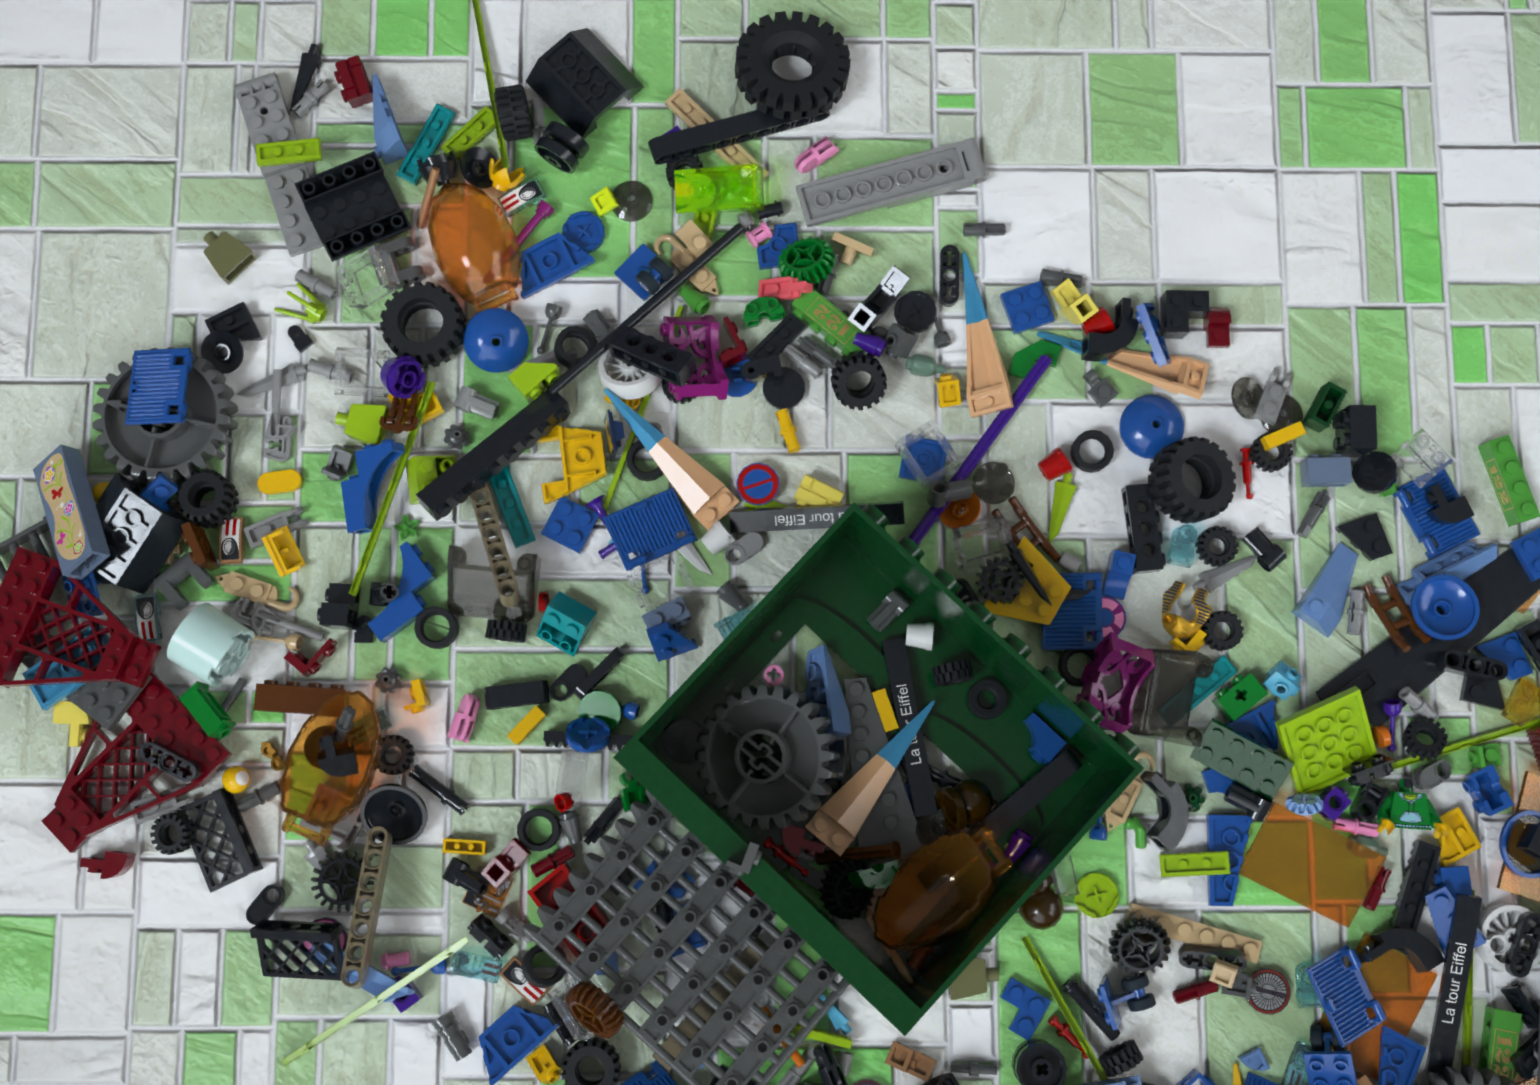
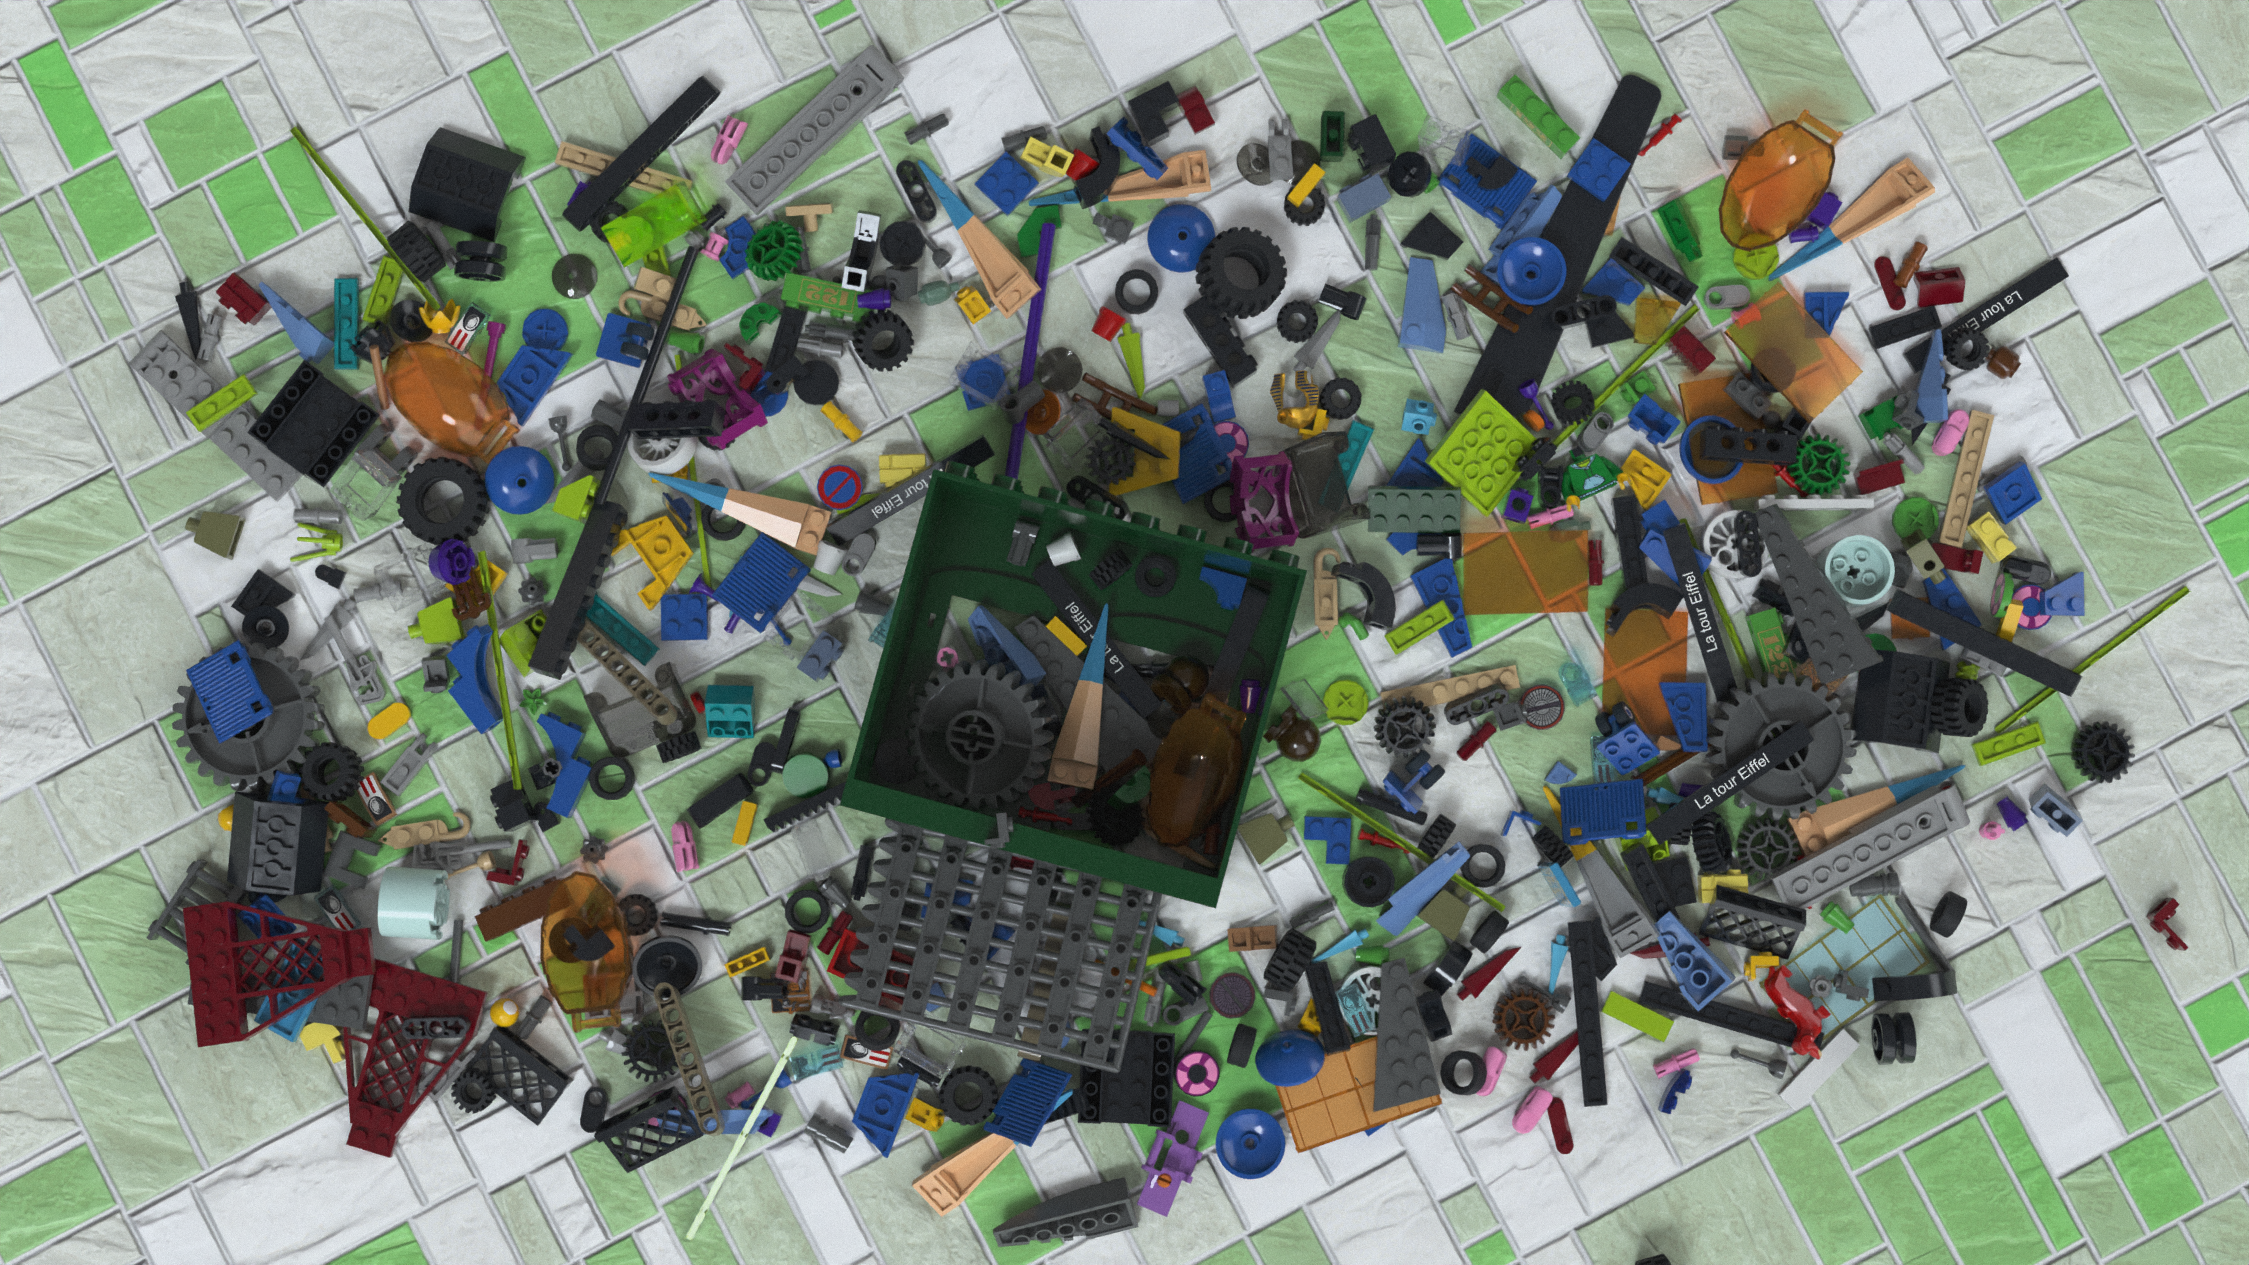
camera: 25 degrees left, 5 degrees up
(71, 512) = (214, 850): brick -> none
(111, 866) = (435, 1148): dark red brick -> none
(207, 711) = (443, 965): green window -> none
(270, 751) = (532, 977): pearl gold piece -> none
(283, 550) = (430, 782): yellow hinge -> none
(344, 724) = (577, 909): dark grey axle -> none
(419, 694) = (629, 846): yellow bracket -> none
(563, 801) = (819, 874): red hinge -> none
(587, 734) = (805, 801): blue tile -> none
(595, 1010) = (943, 1039): reddish brown gear -> none
(604, 201) = (548, 291): neon yellow tile -> none
(631, 792) = (874, 833): green plate -> none
(669, 641) = (835, 677): blue wing -> none
(783, 288) = (765, 288): coral hinge -> none
(796, 38) = (651, 32): black tyre -> none
(1098, 831) = (1318, 643): blue hinge -> none
(1182, 550) = (1266, 342): clear light blue piece -> none
(1195, 793) = (1394, 566): dark green plant -> none
(1223, 973) = (1492, 711): tan tile -> none
(1246, 470) = (1289, 232): red piece -> none
(1250, 691) = (1385, 465): green brick -> none
(1304, 804) = (1490, 521): light blue gear -> none
(1345, 995) = (1610, 674): blue window -> none
(1418, 704) = (1552, 373): light grey pin -> none

